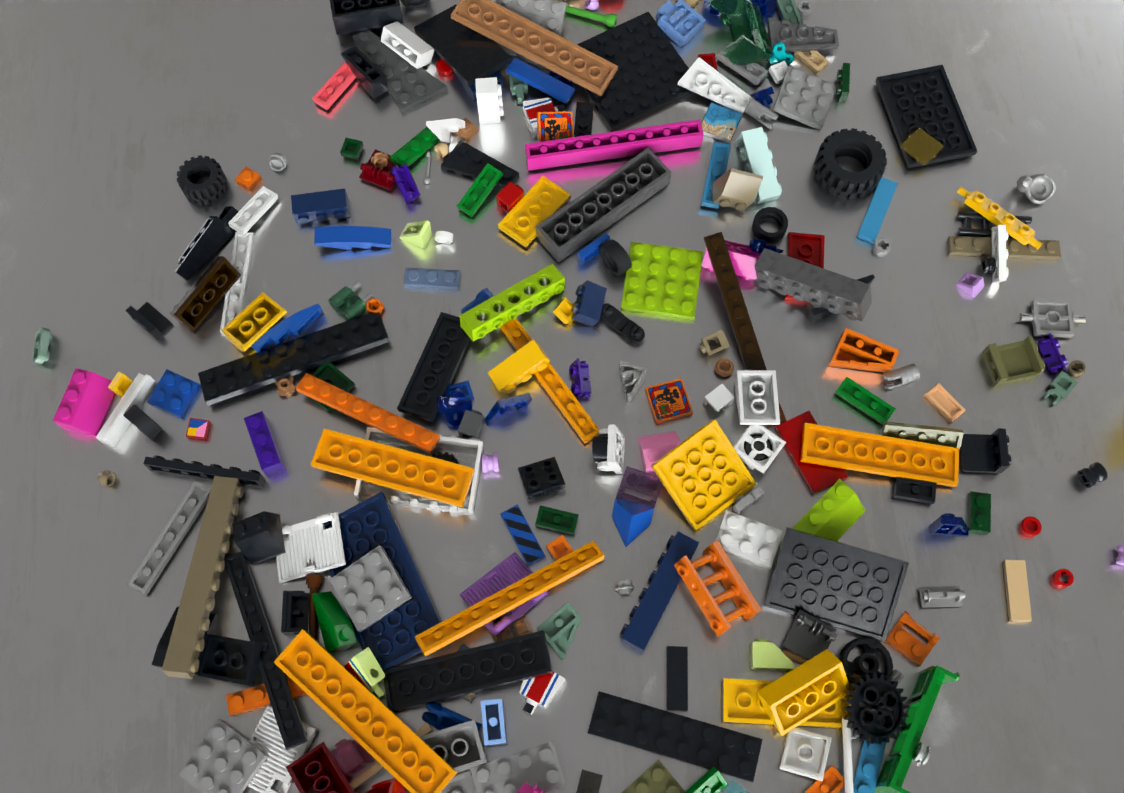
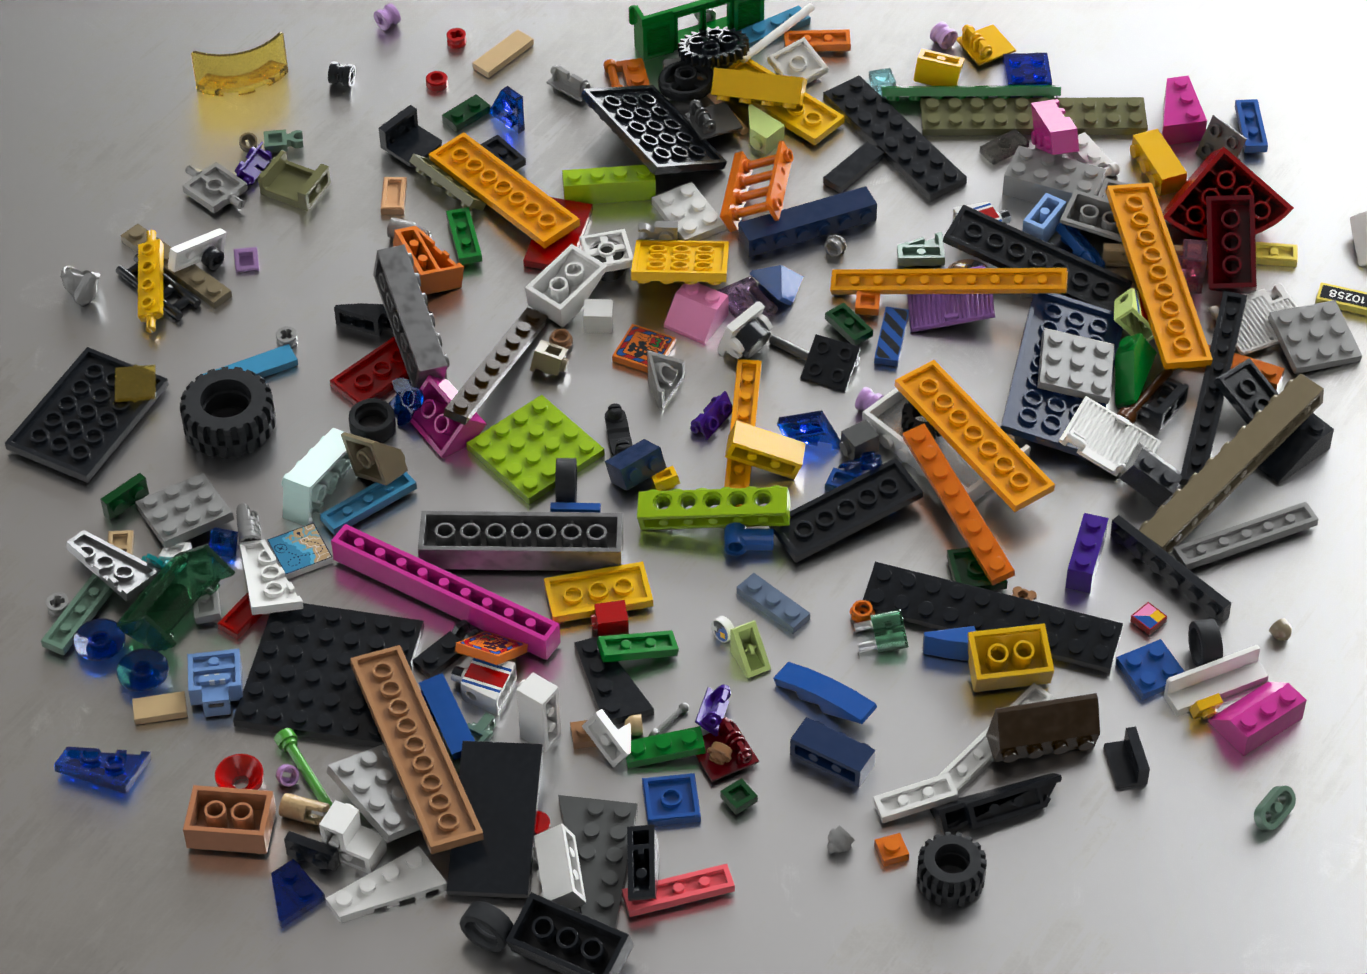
camera: 140 degrees left, 20 degrees down
(388, 126) = (671, 800): none -> blue tile
(580, 474) = (789, 347): none -> dark grey bar

